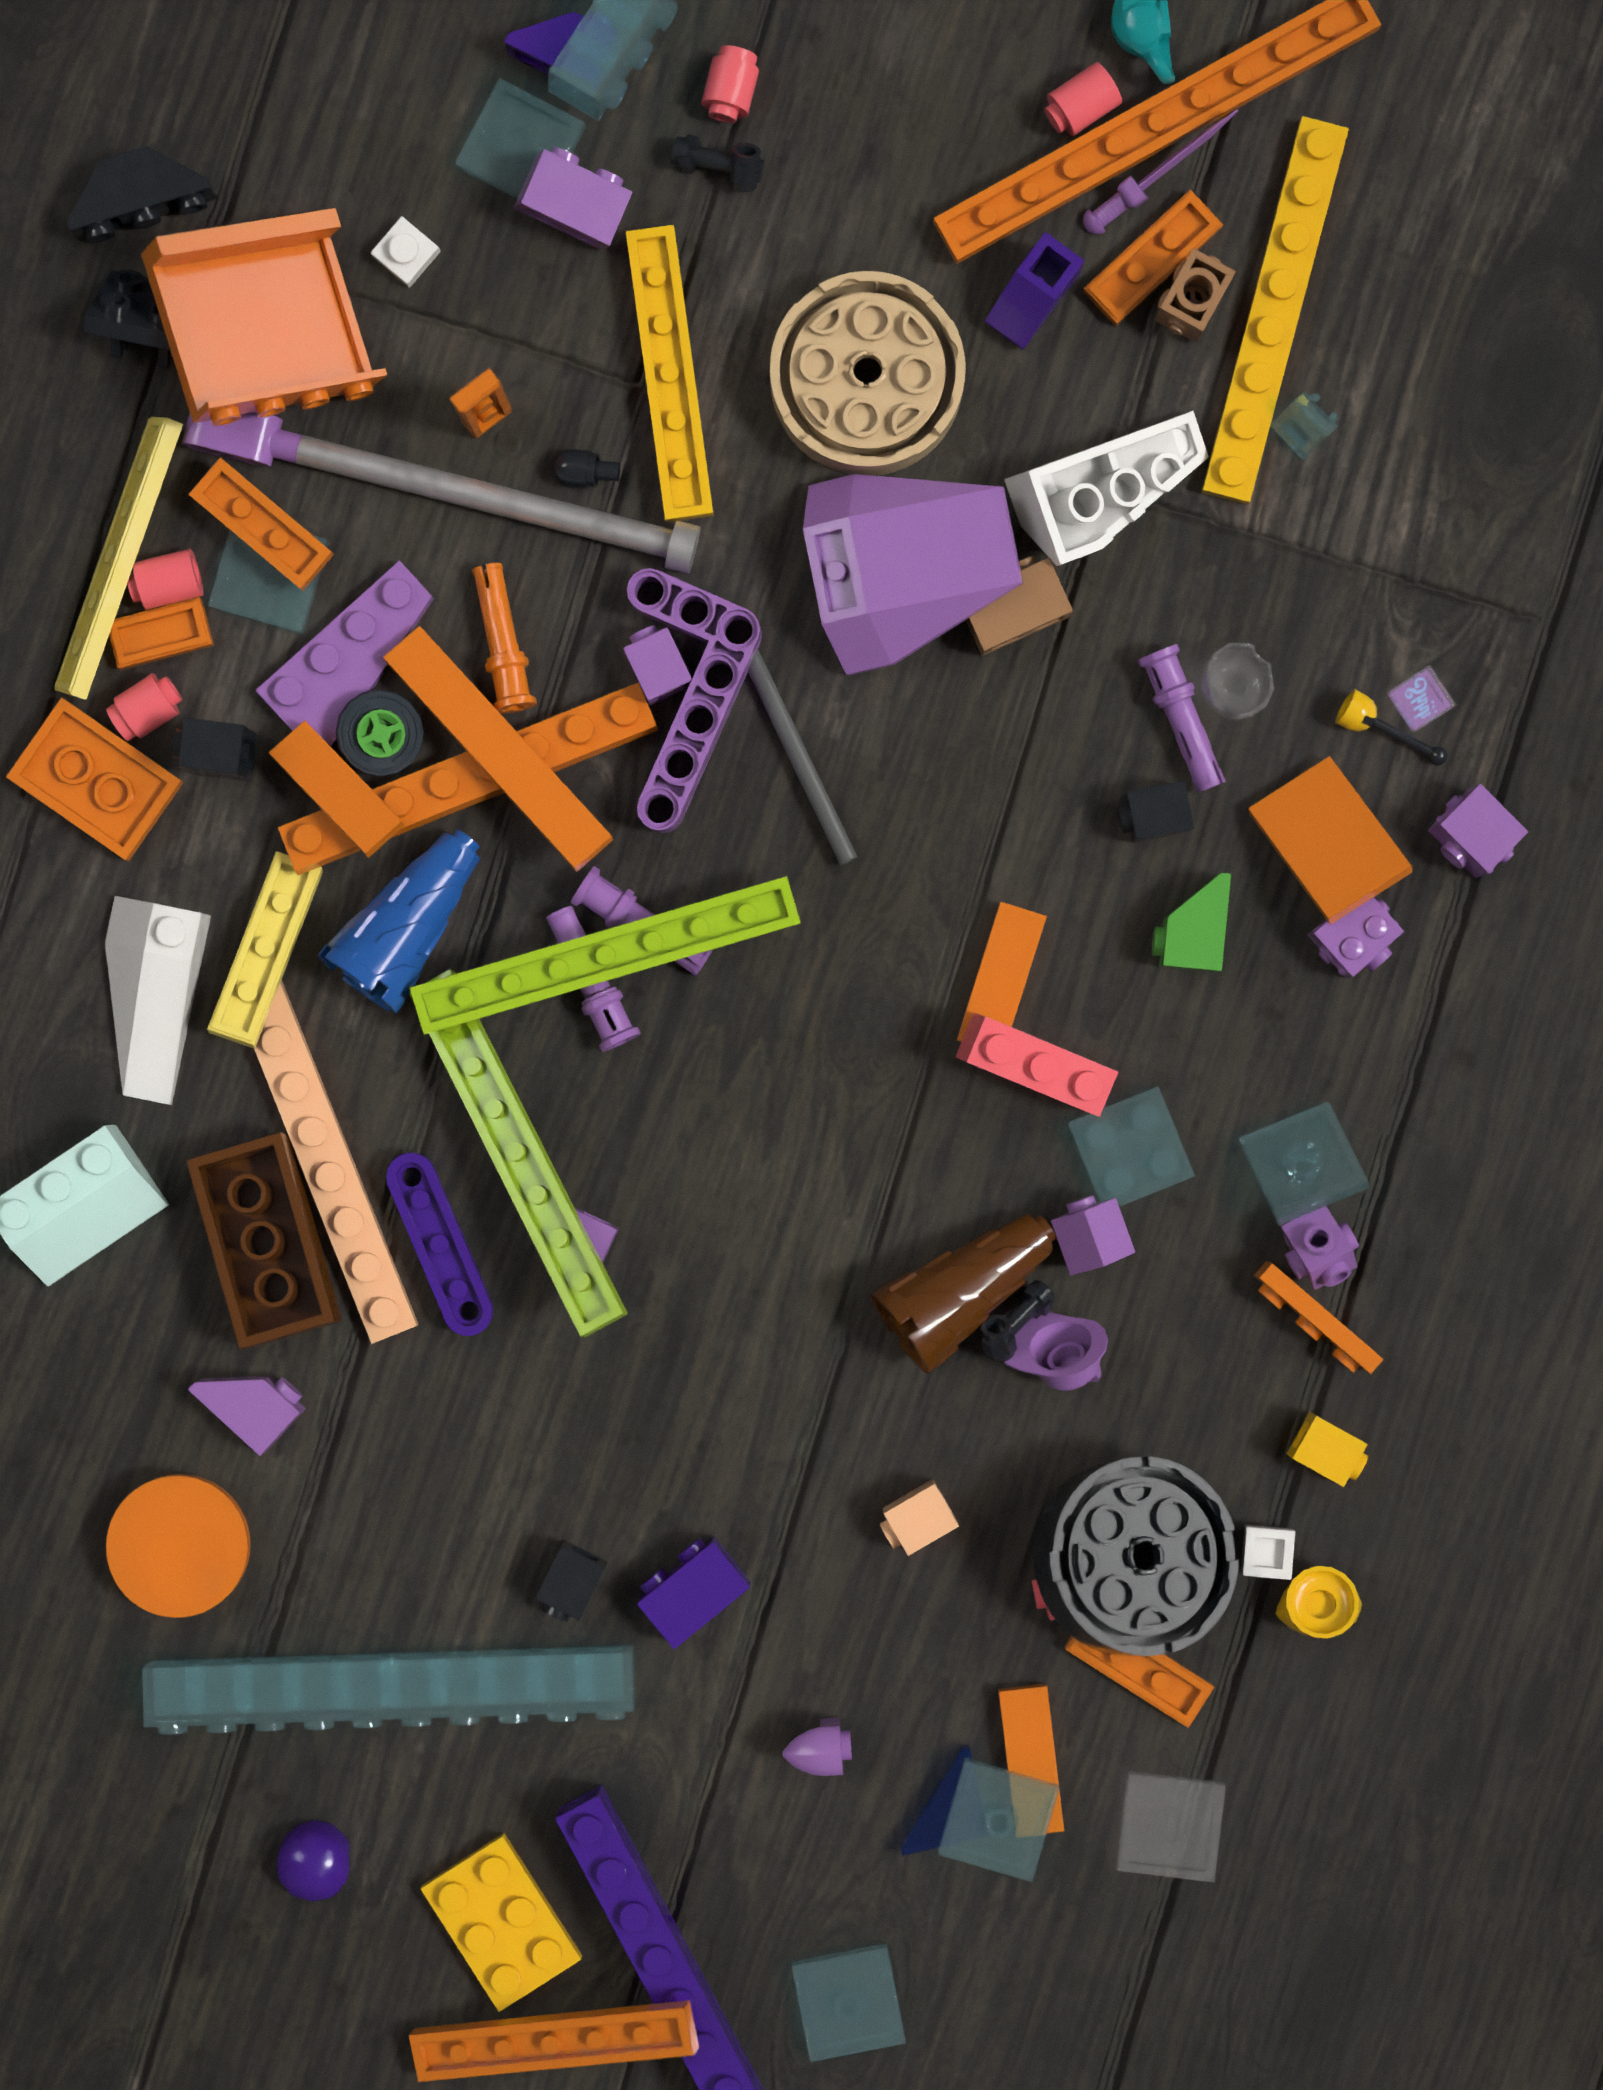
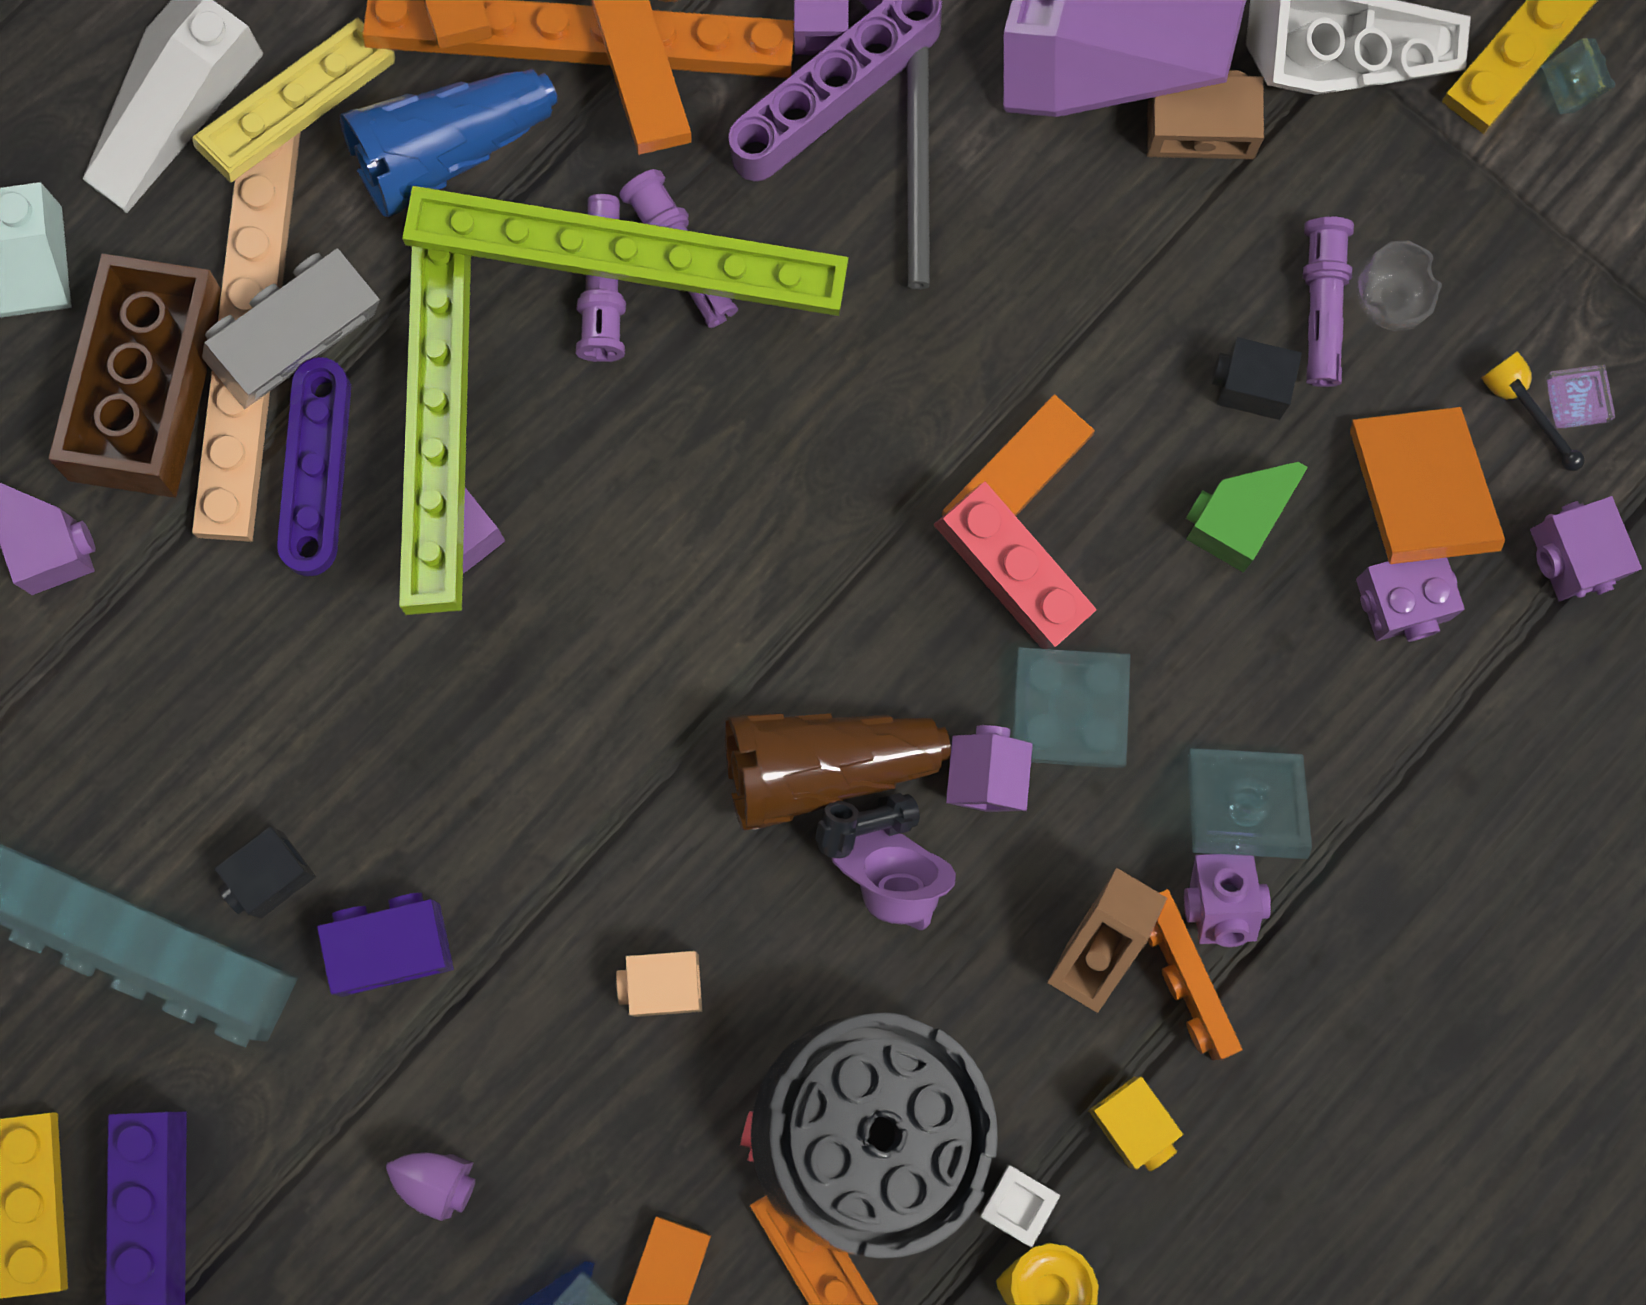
camera: 30 degrees right, 10 degrees down
(365, 1145) = (288, 326): none -> light grey brick
(1244, 1326) = (1107, 940): none -> medium nougat brick

